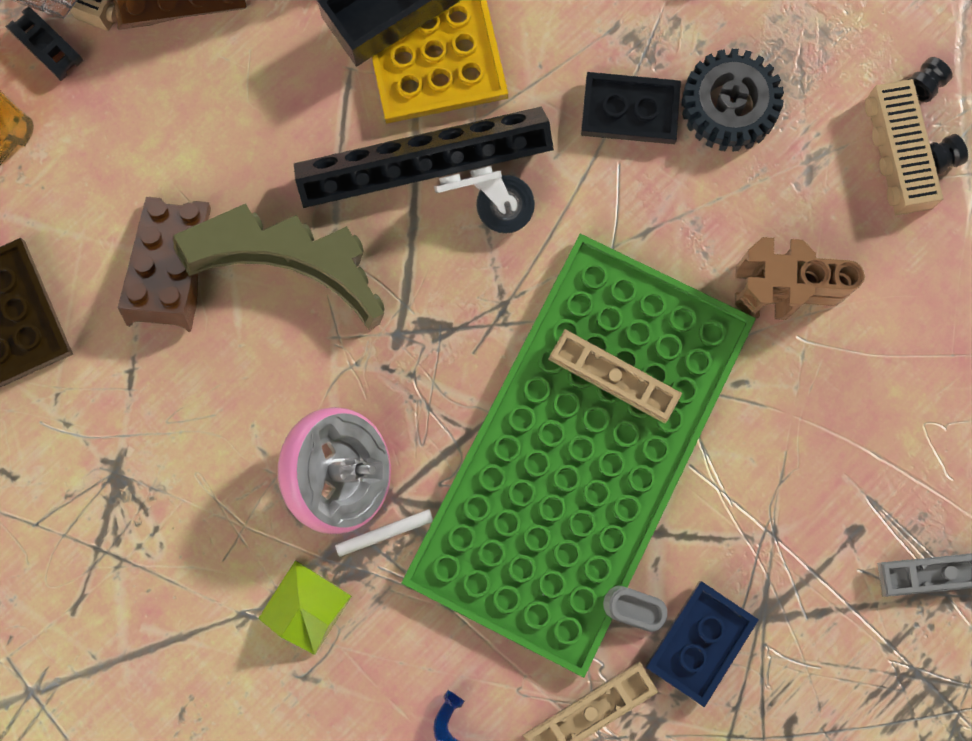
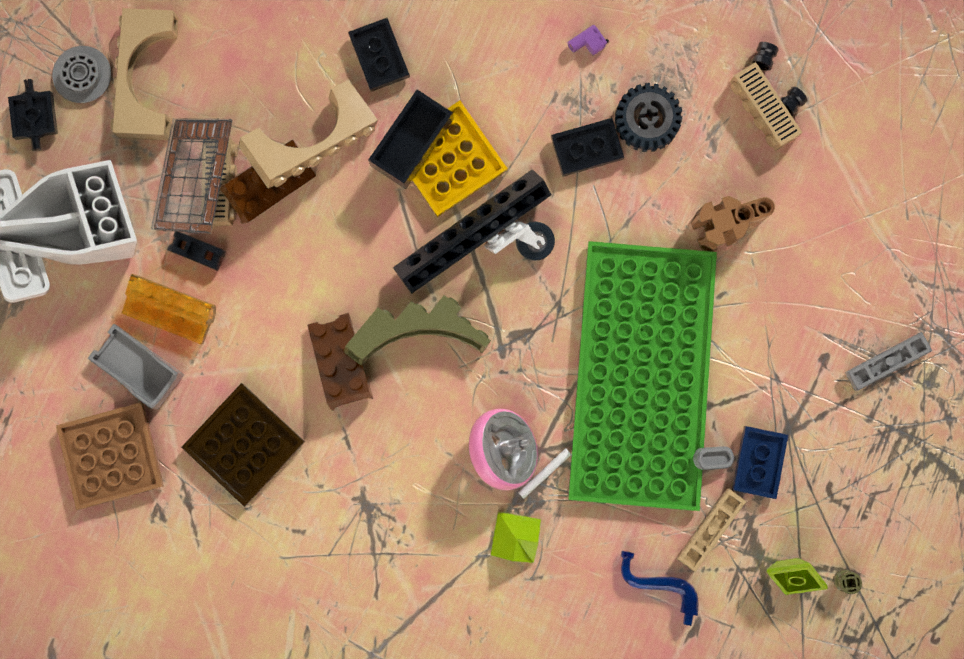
camera: 25 degrees left, 5 degrees up
(615, 376) = (646, 323): tan plate -> none

